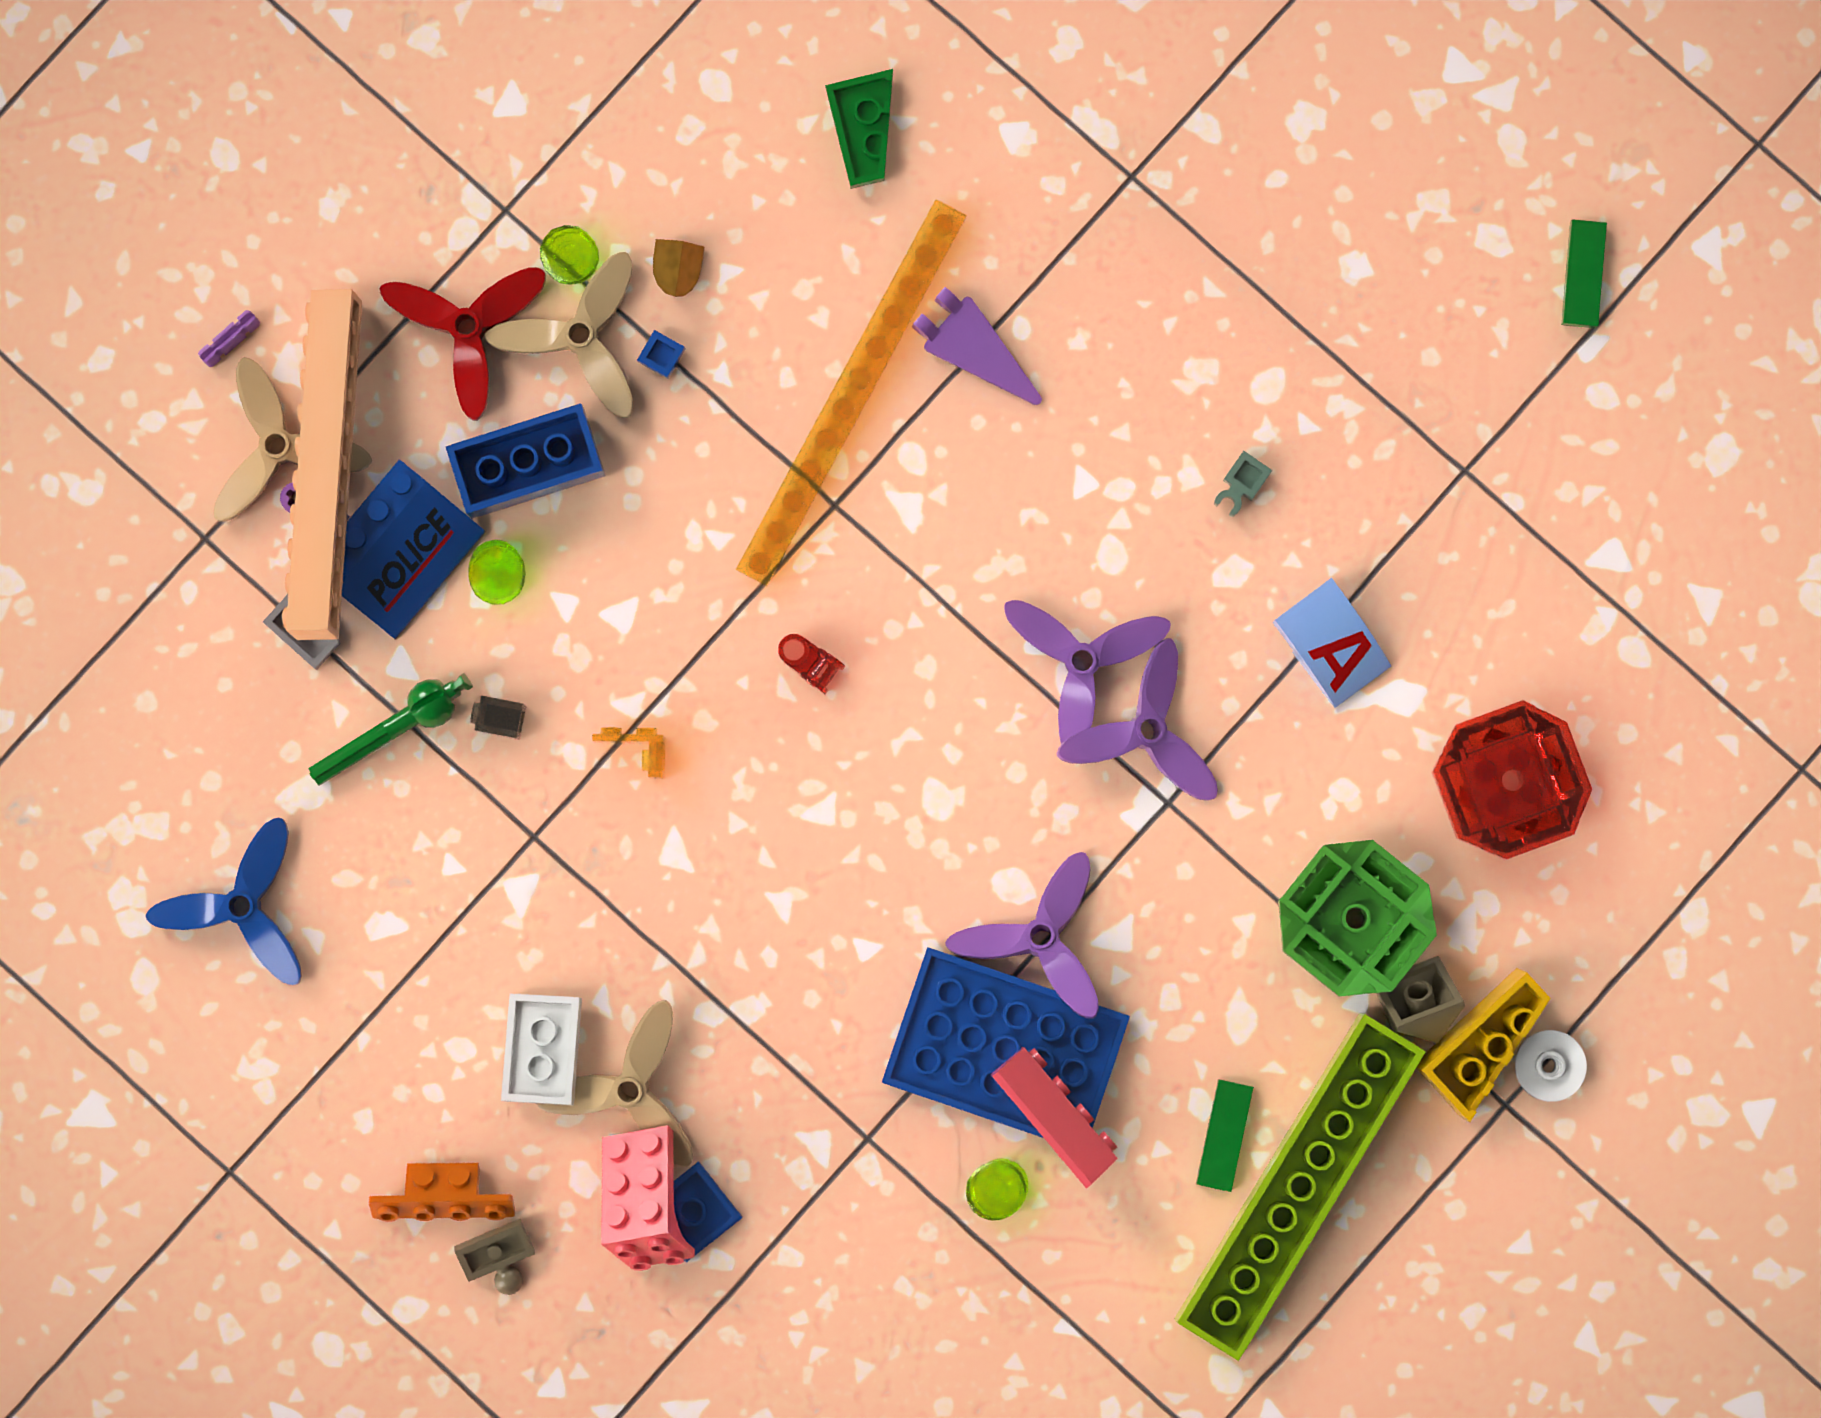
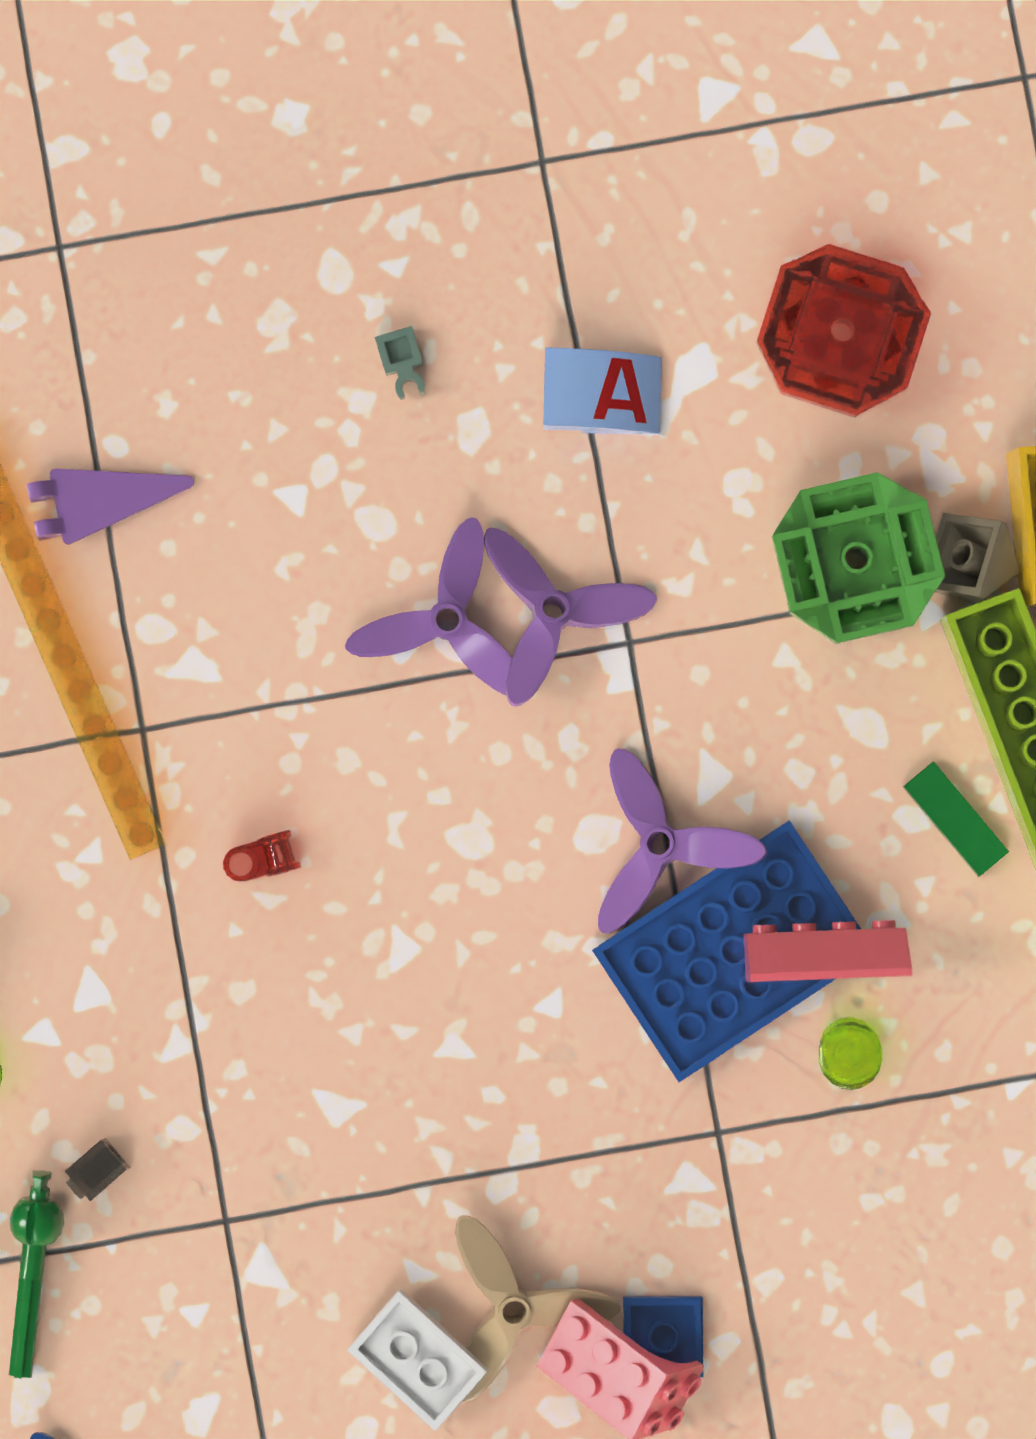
camera: 50 degrees left, 0 degrees up
(652, 759) = (239, 1063): clear yellow bracket -> none

